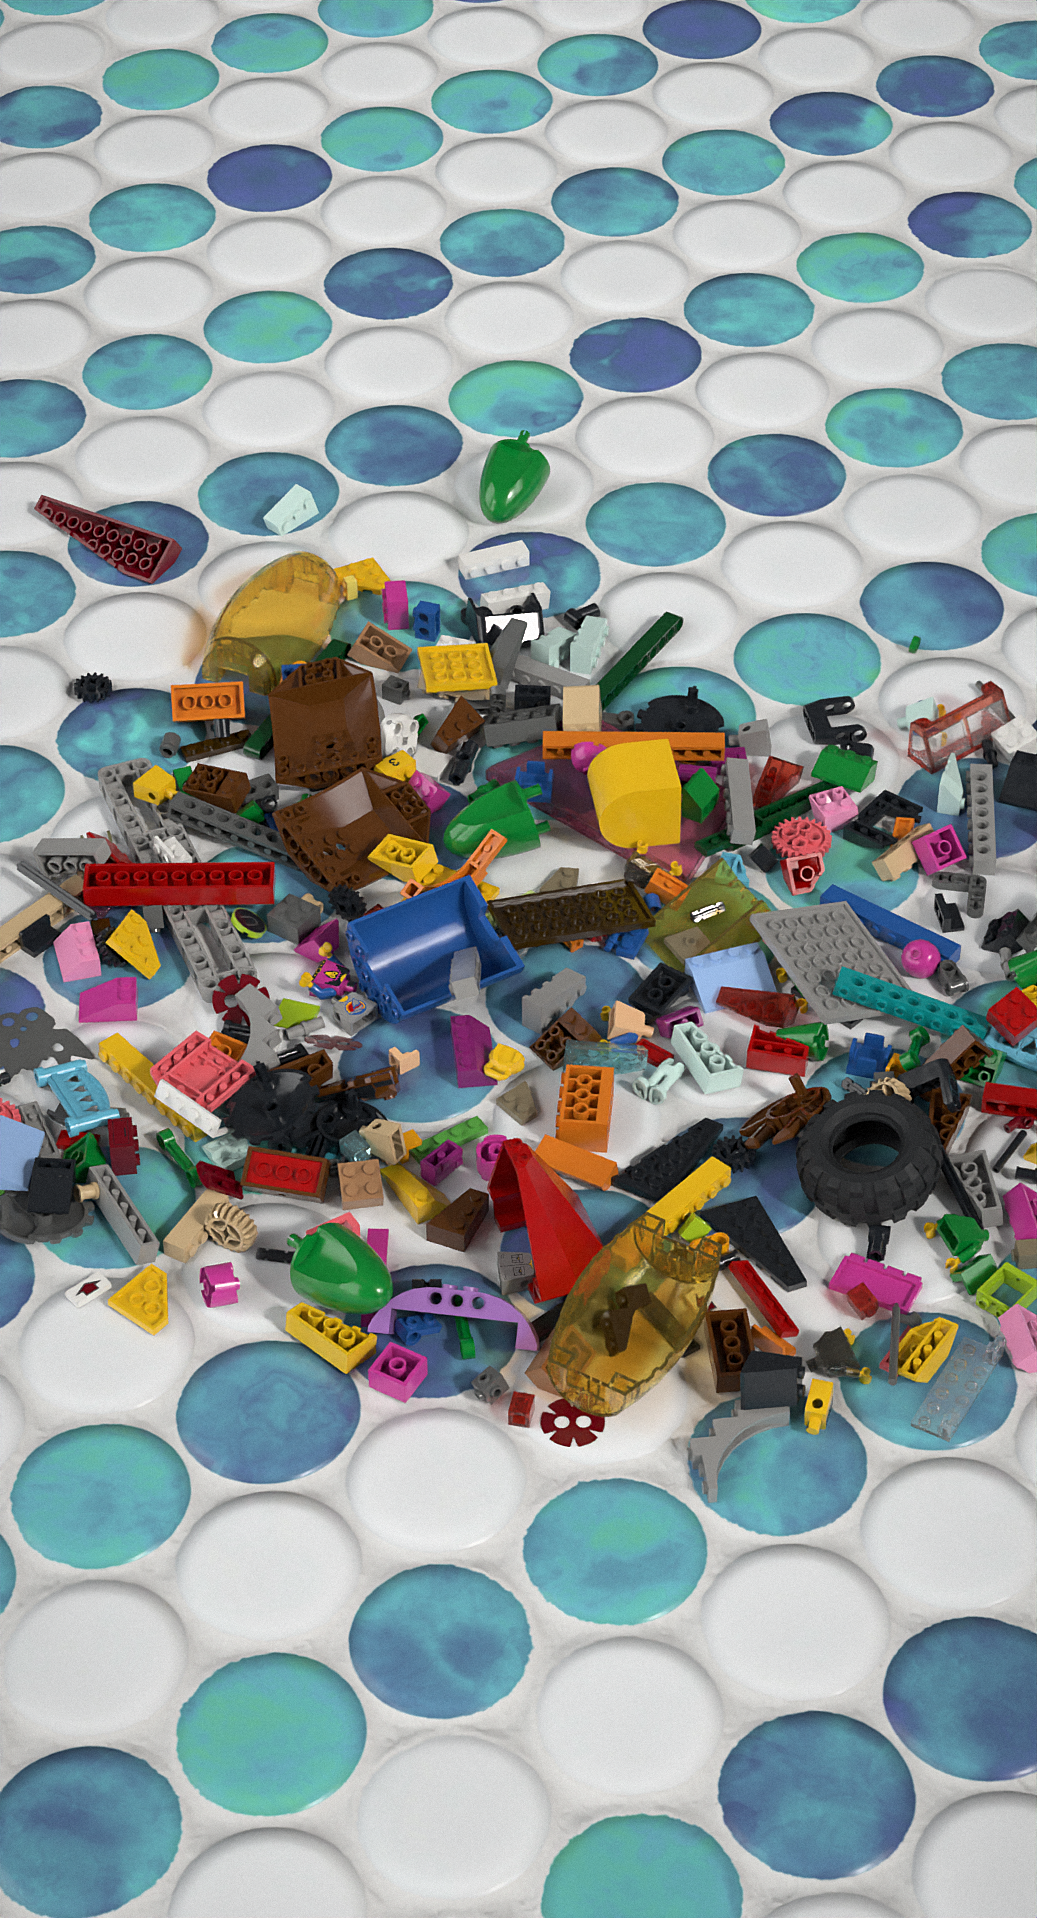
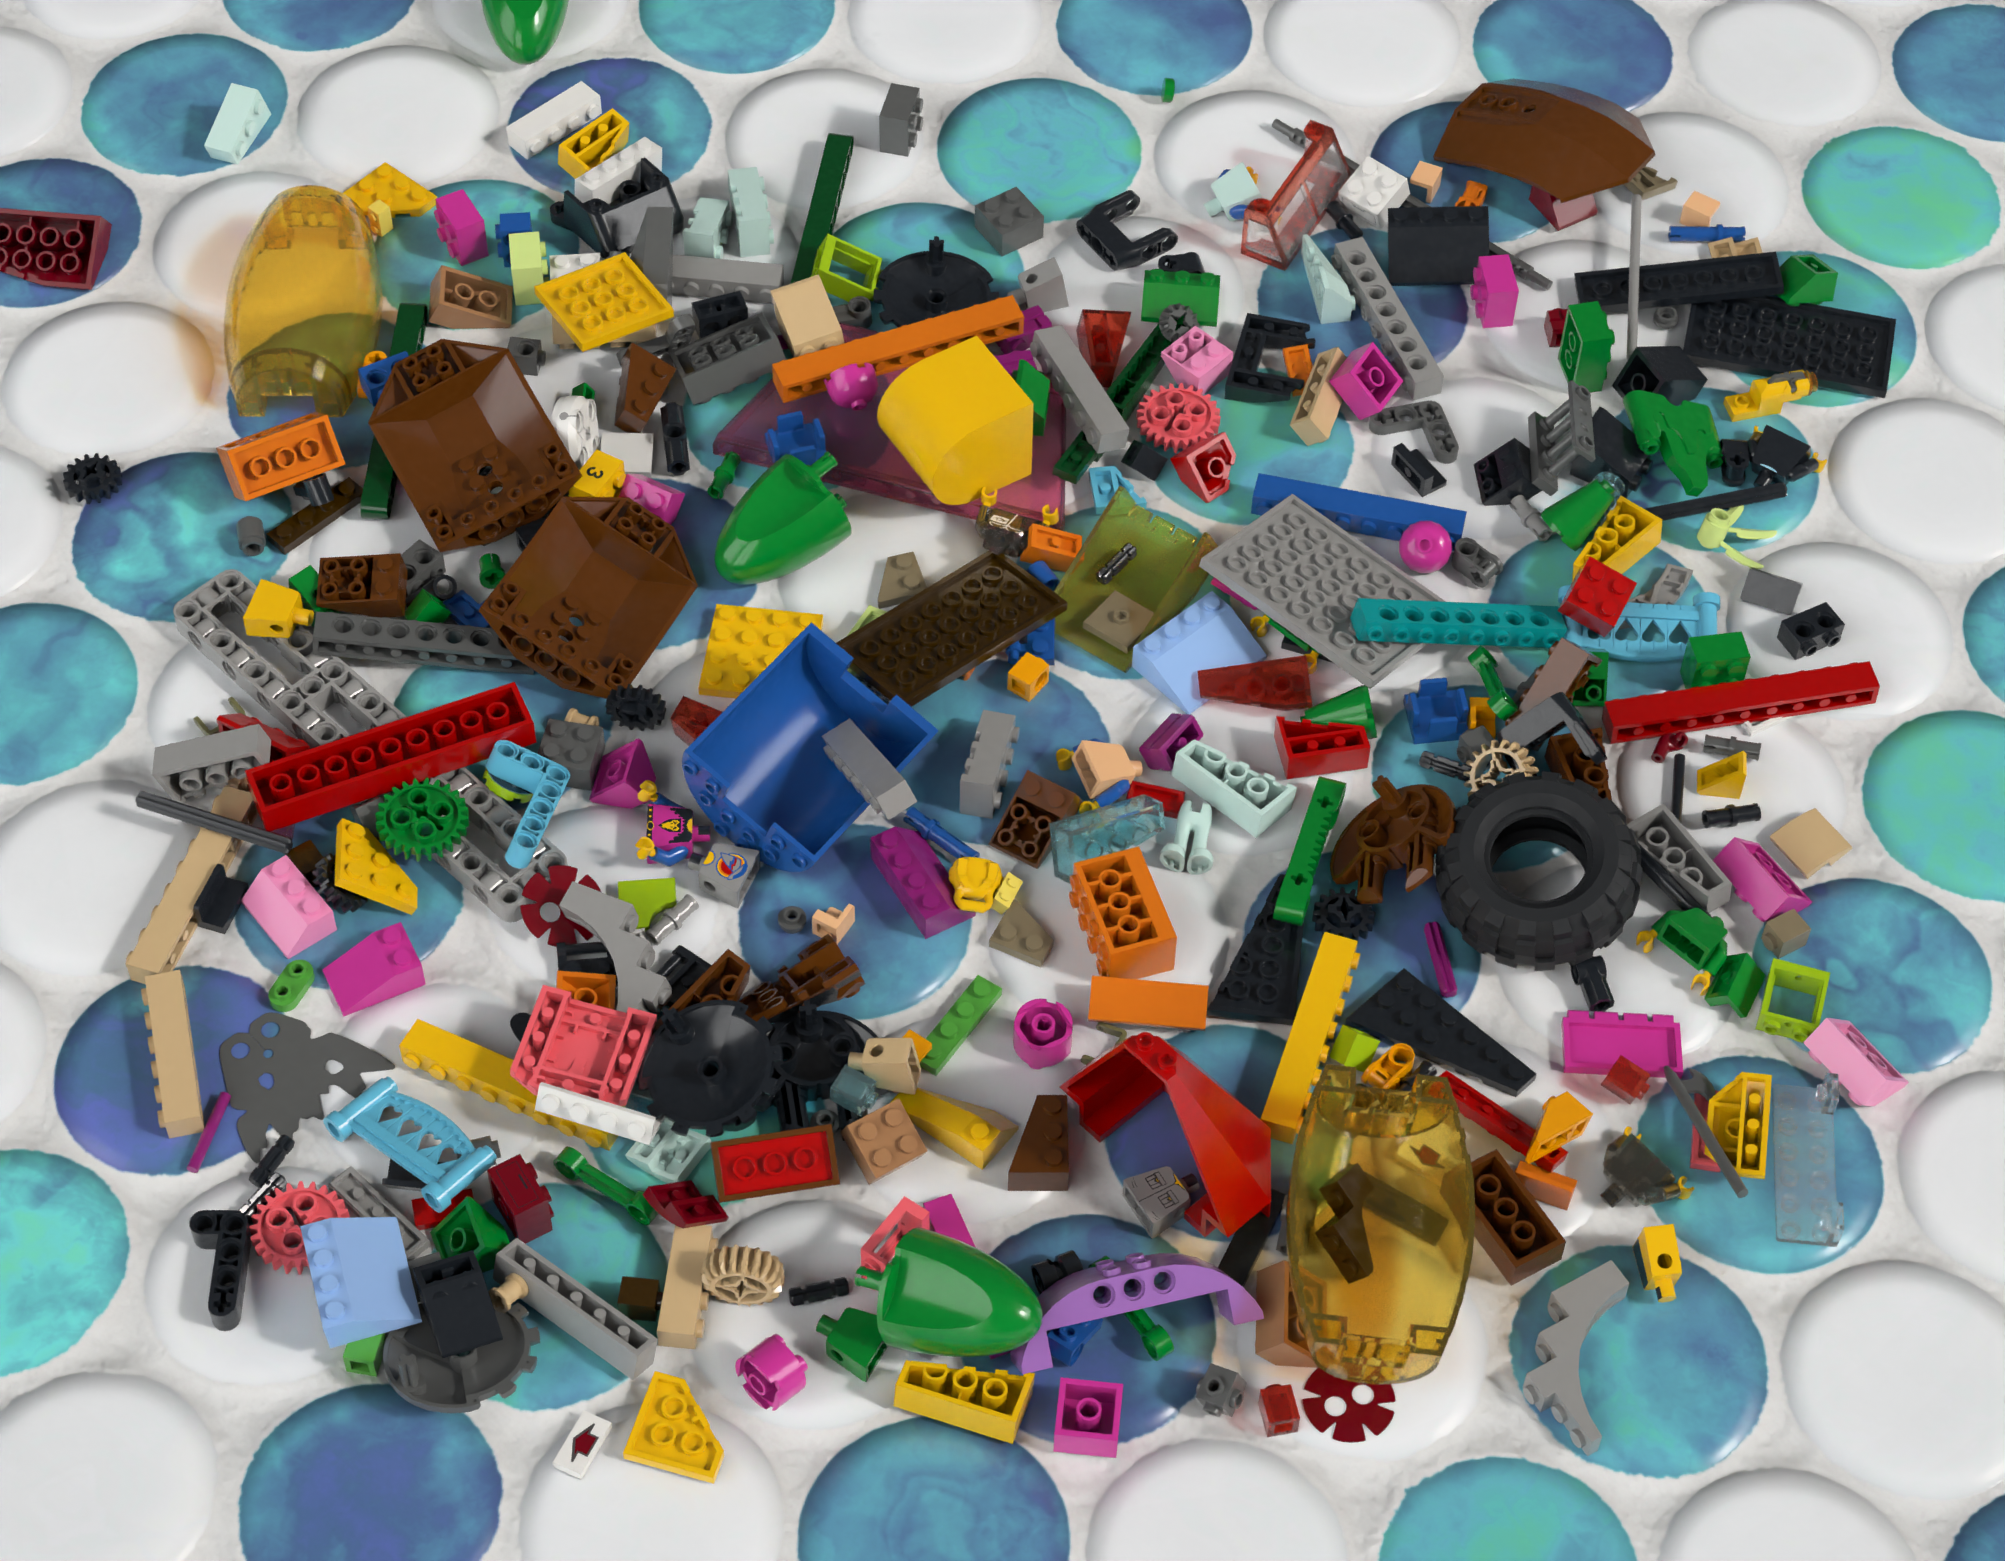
camera: 25 degrees left, 10 degrees up
(56, 996) = (293, 983): none -> bright green plate
(163, 1221) = (640, 1298): none -> dark brown brick
(171, 851) = (350, 708): white bracket -> none
(179, 924) = (422, 819): none -> green gear
(264, 932) = (538, 776): none -> medium azure beam
(278, 1288) = (853, 1341): none -> green torso
(332, 1044) = (724, 923): dark red piece -> none
(379, 1051) = (792, 925): none -> dark grey plate
(404, 857) = (675, 612): yellow slope -> none
(423, 633) = (527, 266): none -> yellowish green brick
(441, 1162) = (973, 1066): magenta brick -> none
(475, 866) = (777, 621): orange arch -> none
(496, 1027) = (933, 831): none -> blue pin
(509, 576) = (594, 144): none -> yellow wedge
(521, 1075) = (1006, 893): none -> light yellow piece
(576, 617) = (715, 172): black piece -> none
(610, 959) = (1028, 676): none -> light orange brick
(634, 684) = (852, 257): none -> lime window
(660, 991) = (1121, 704): black slope -> none
(718, 615) = (900, 119): none -> dark grey brick
(750, 1093) = (1298, 881): none -> green gear
(757, 694) = (1009, 221): none -> dark grey brick
(771, 1381) = (1597, 1251): black slope -> none
(784, 1199) = (1440, 959): none -> magenta axle
(798, 1310) = (1560, 1123): none -> light orange slope
(832, 774) = (1168, 324): none -> dark grey gear

